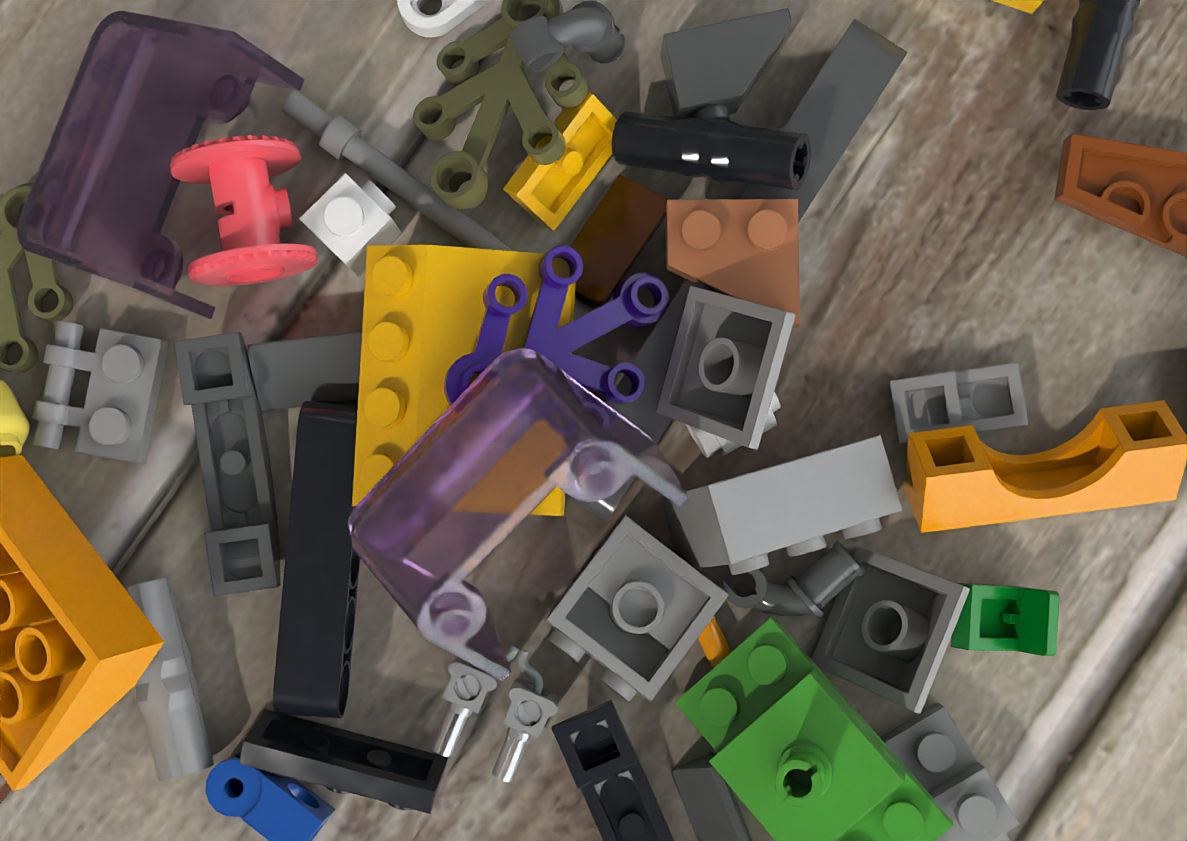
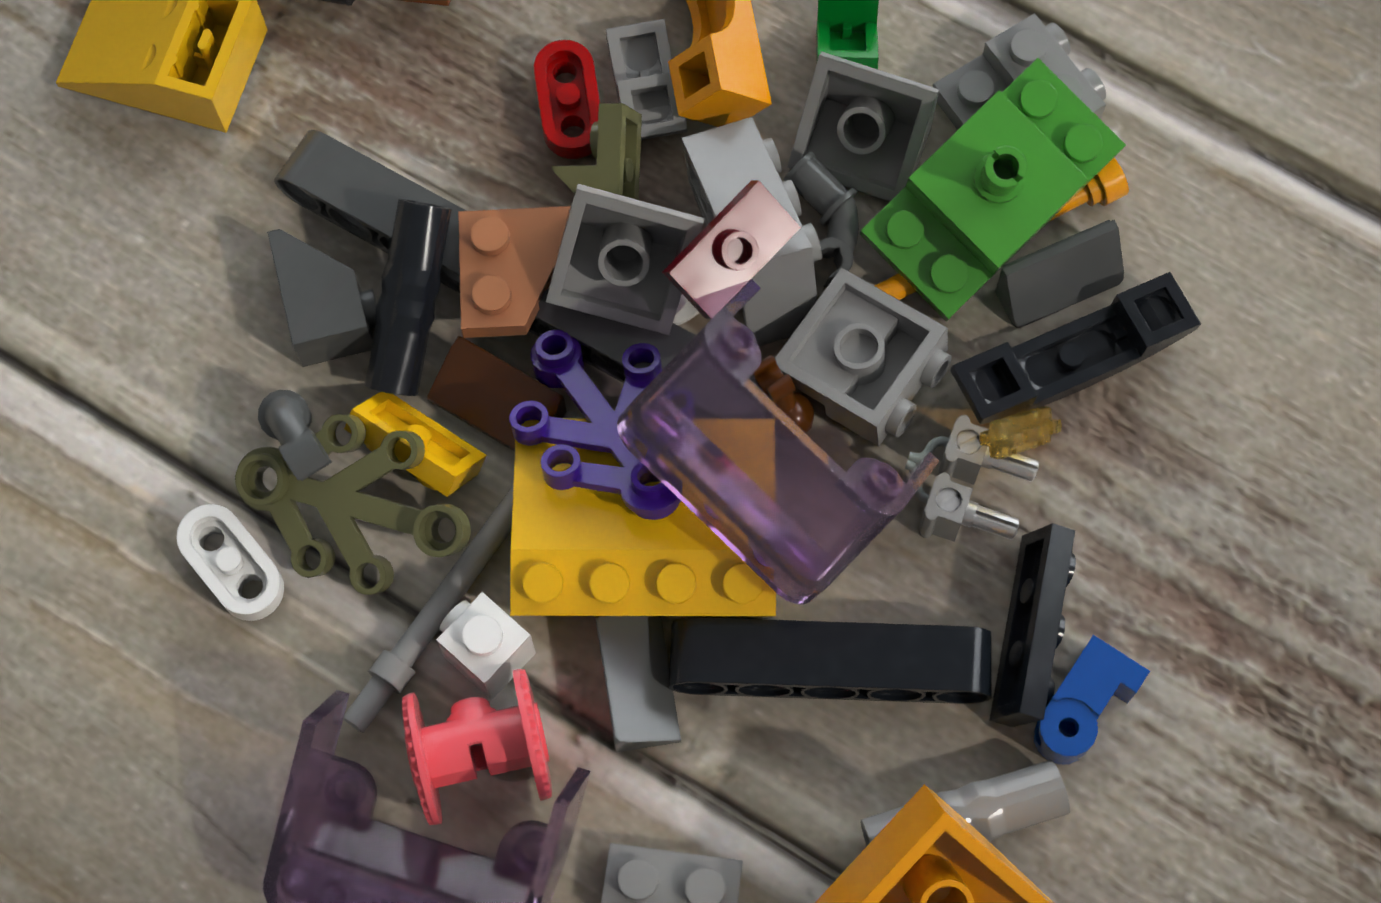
camera: 90 degrees left, 15 degrees down
(233, 463) = (738, 761): dark grey slope -> none
(538, 766) = (1020, 432): none -> clear yellow axle
(582, 530) = (781, 391): none -> reddish brown arm
(721, 477) = (731, 249): none -> plate
(834, 362) = (617, 147): none -> olive slope
(936, 321) = (566, 103): none -> red plate

